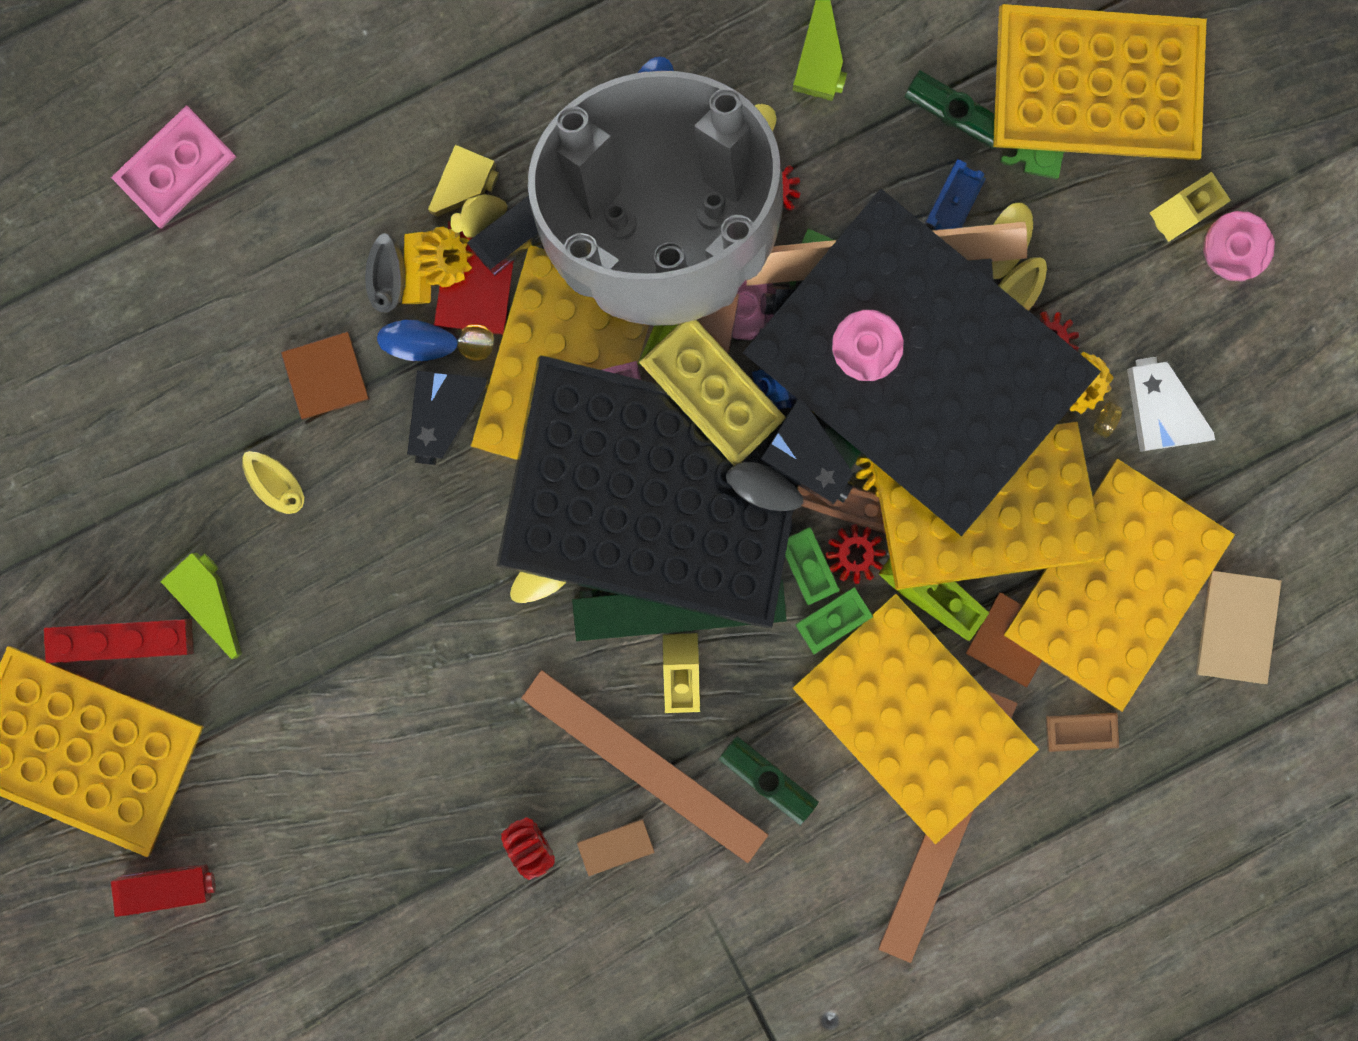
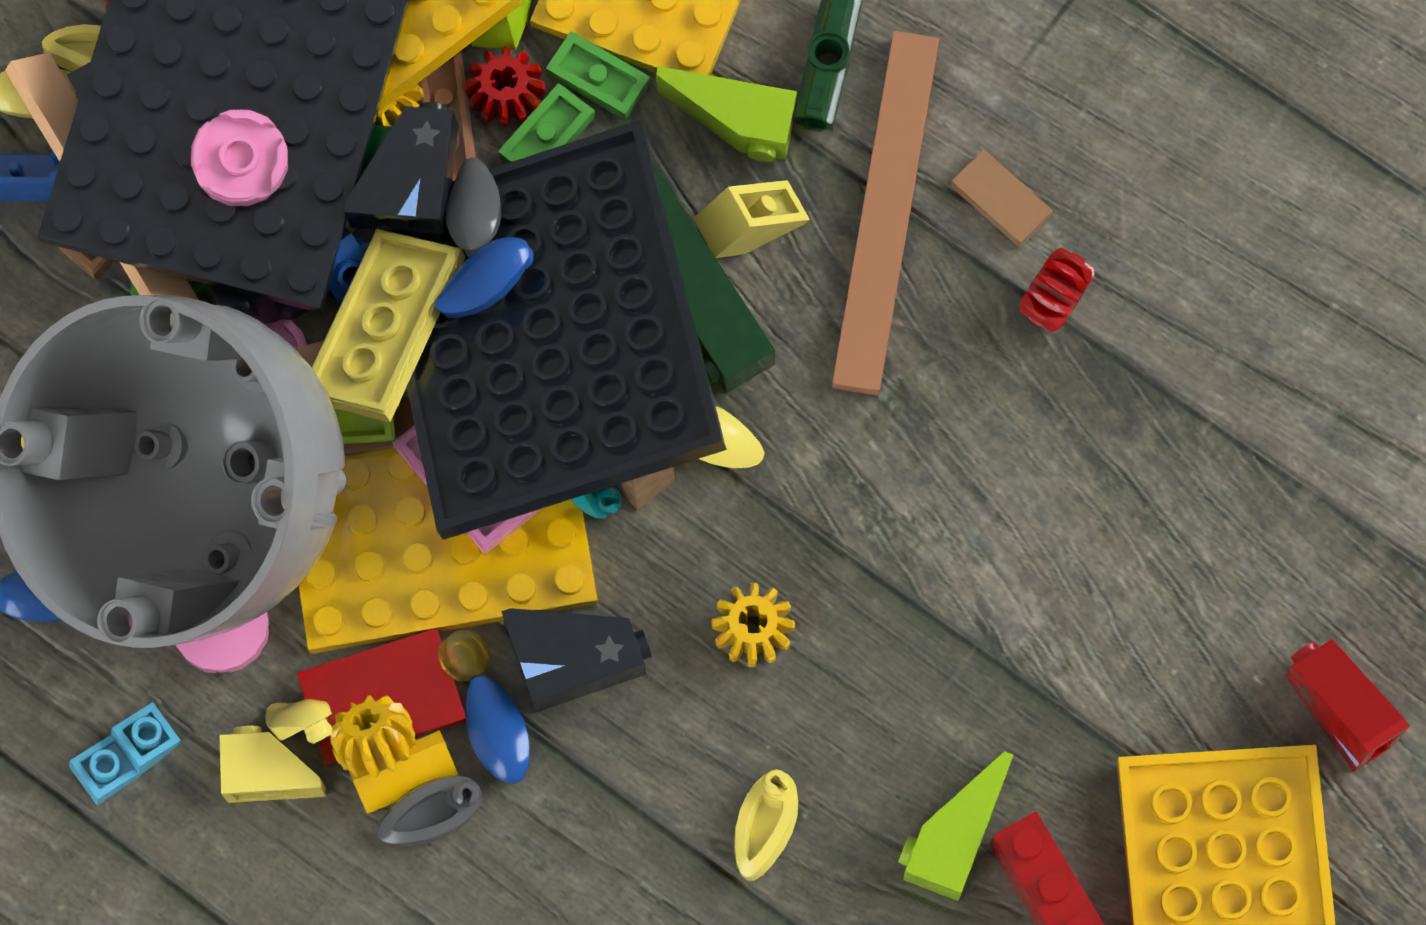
camera: 115 degrees left, 15 degrees down
(325, 375) = (596, 825): dark orange tile -> none
(405, 549) = (768, 615): none -> yellow gear
(506, 237) = (301, 663): black slope -> none
(519, 97) = (125, 754): none -> medium azure slope
(707, 470) = (485, 277): none -> blue arm
(755, 704) = (741, 113): none -> lime slope

